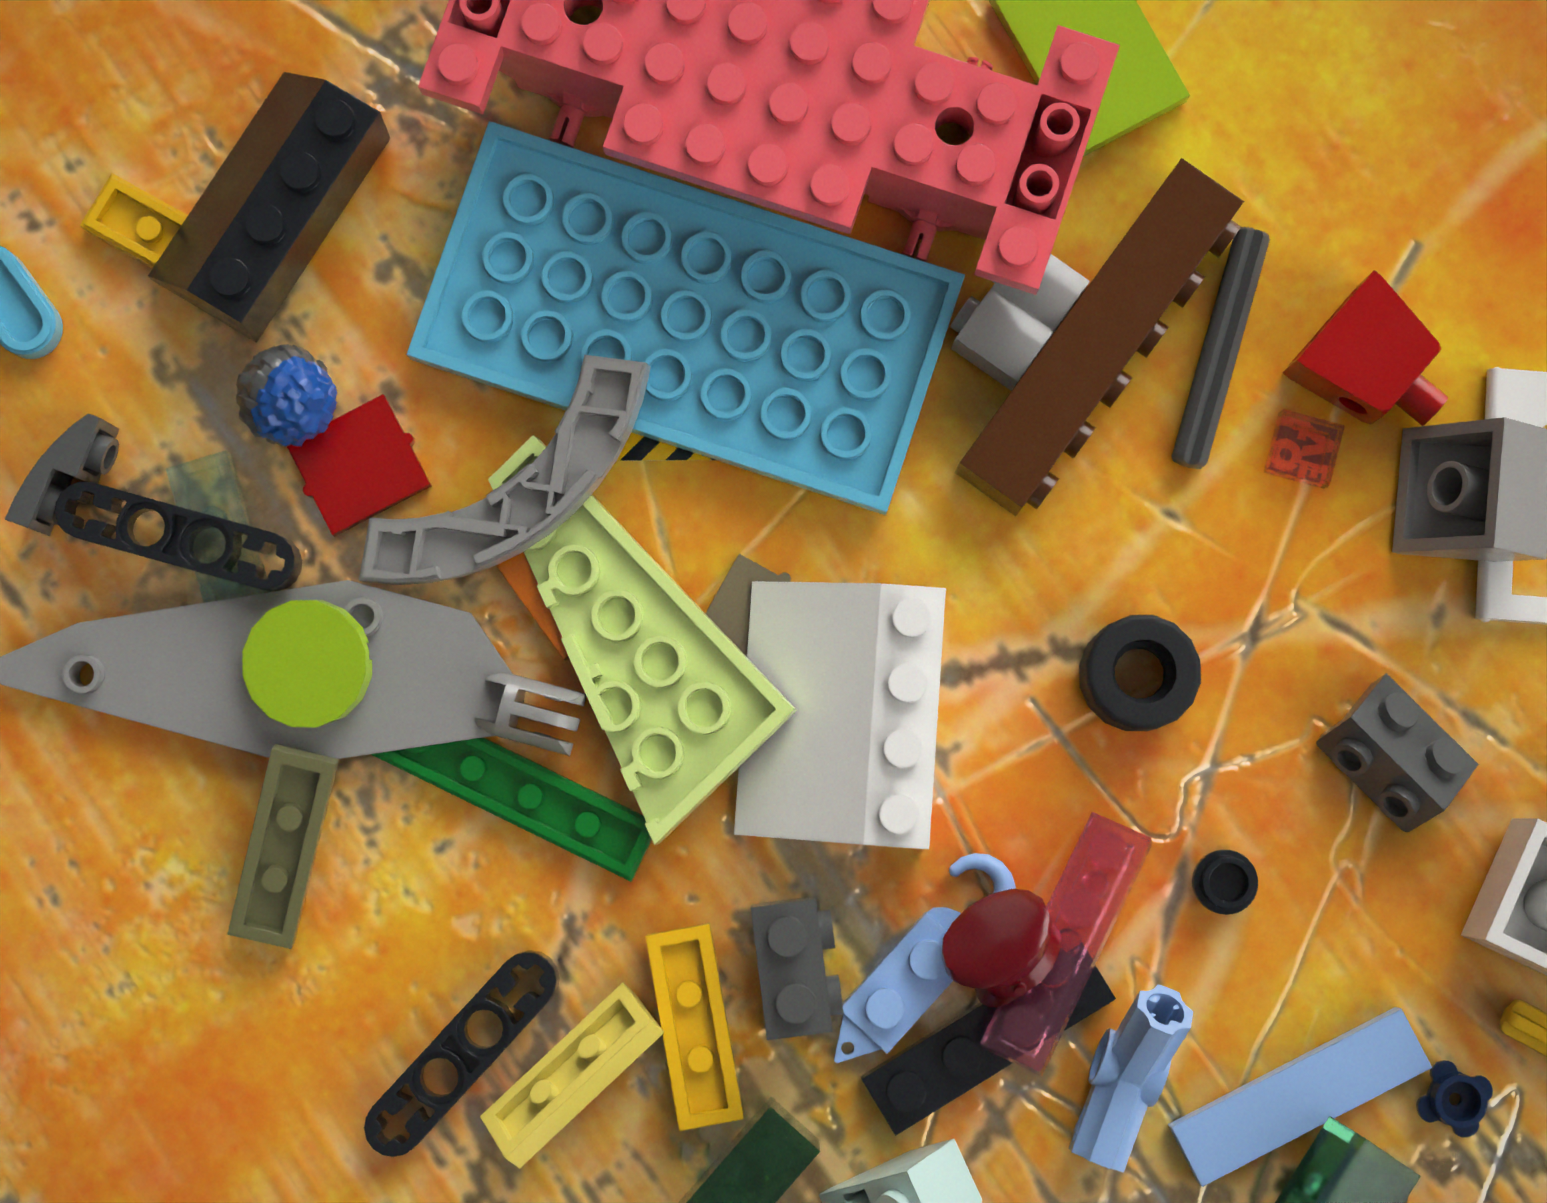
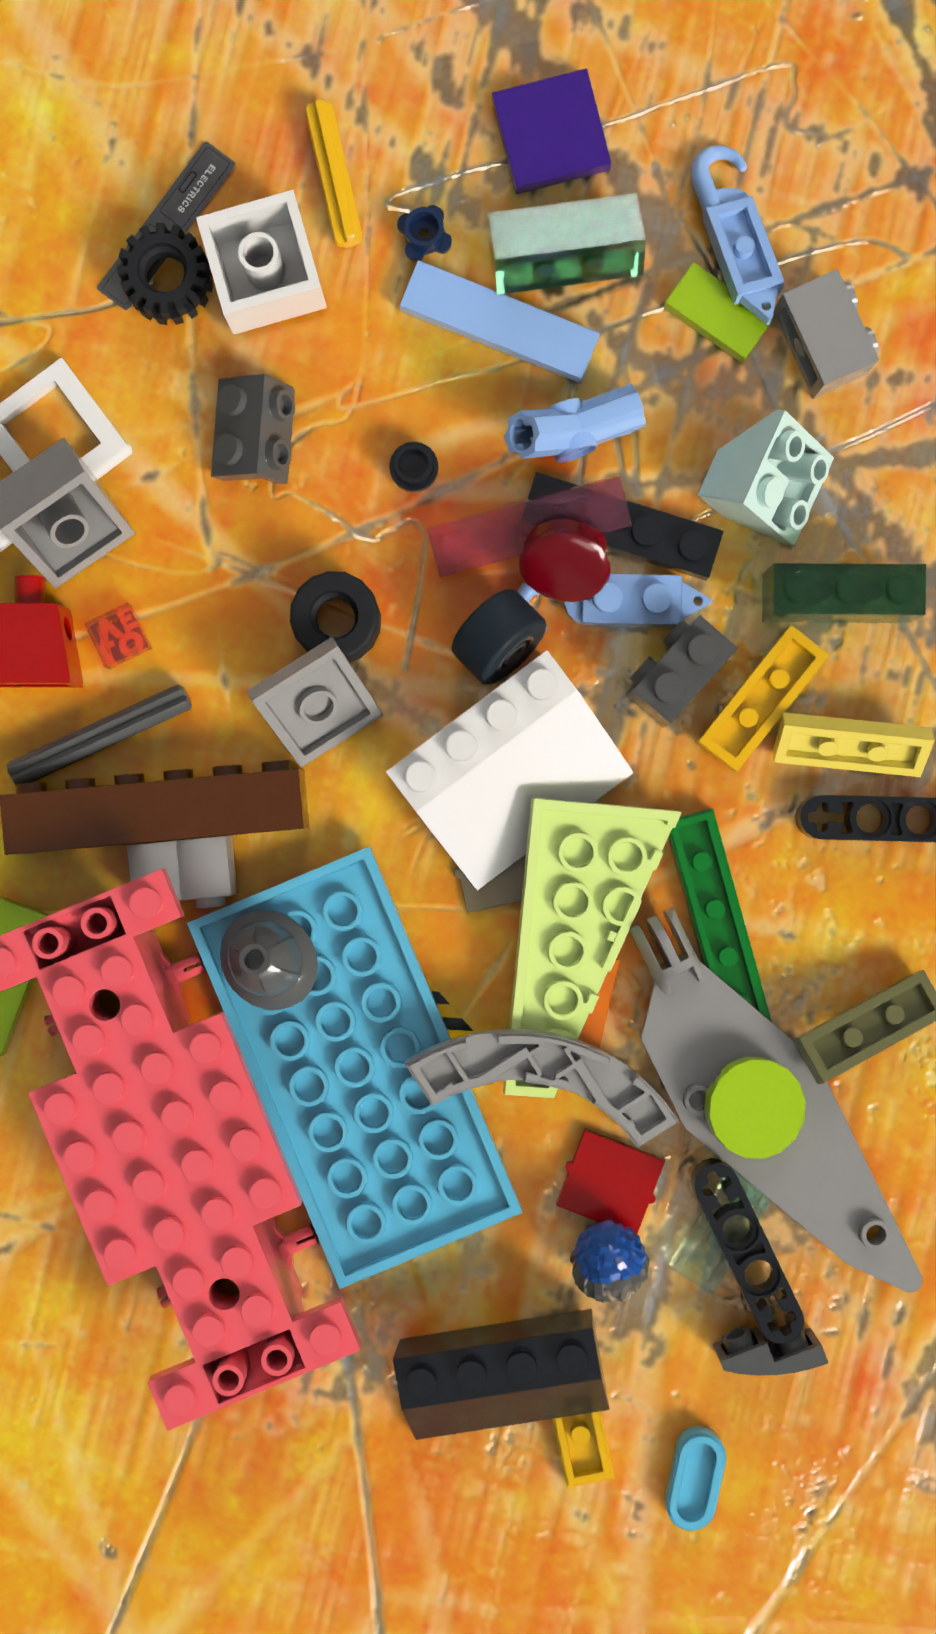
camera: 135 degrees left, 5 degrees up
(861, 322) = (268, 959): none -> dark grey hat
(983, 815) = (498, 636): none -> black wheel
(1073, 580) = (315, 702): none -> light grey plate

